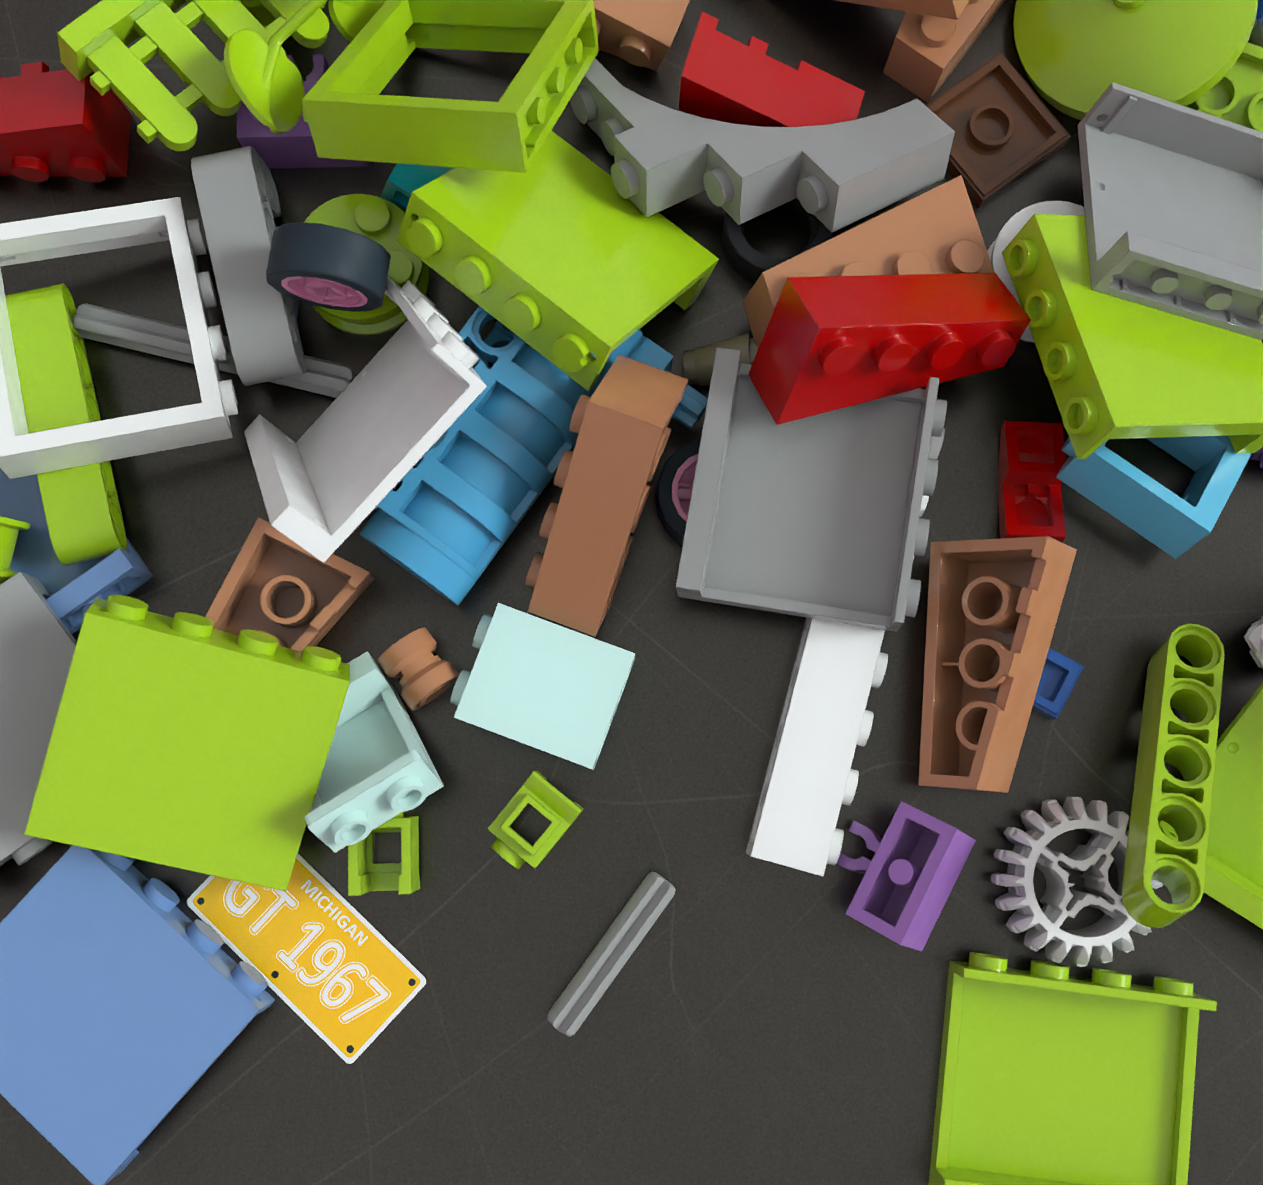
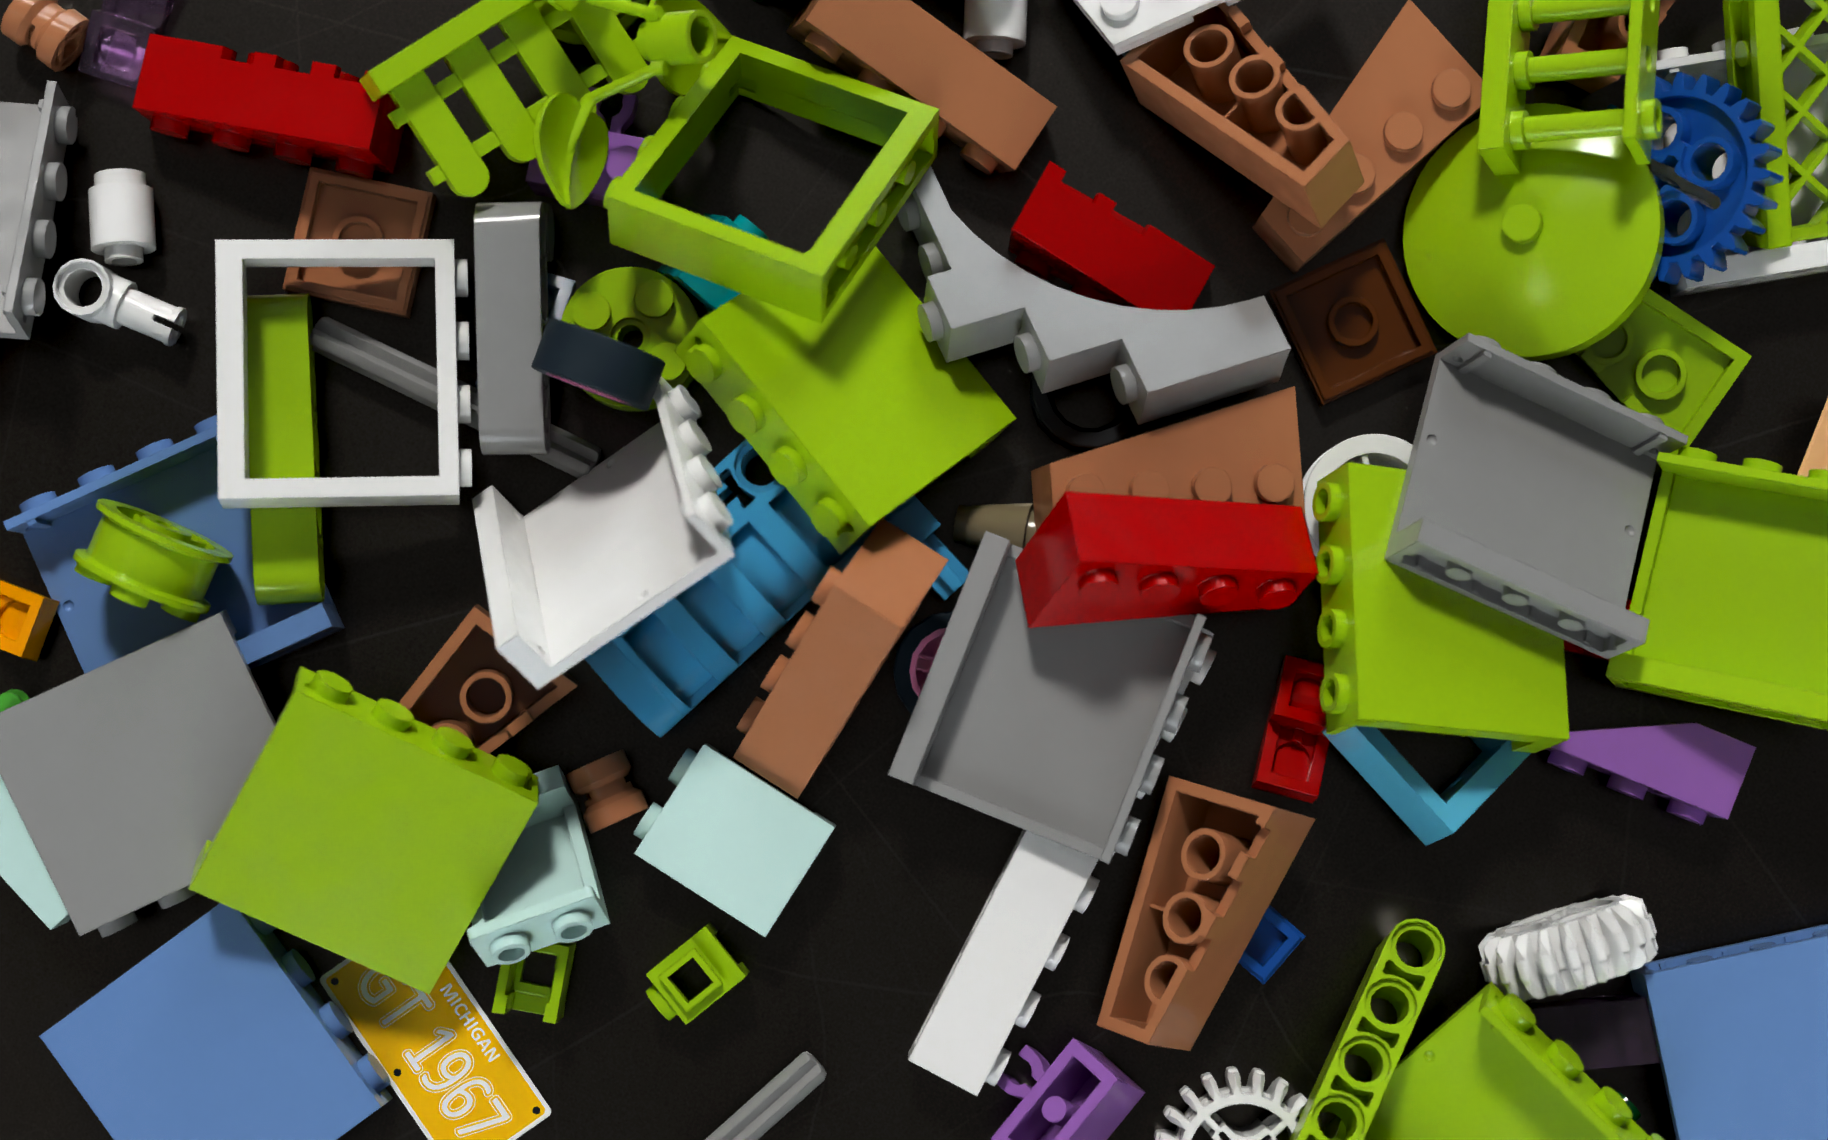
camera: 15 degrees right, 5 degrees up
(113, 271) = (360, 208): none -> nougat tile

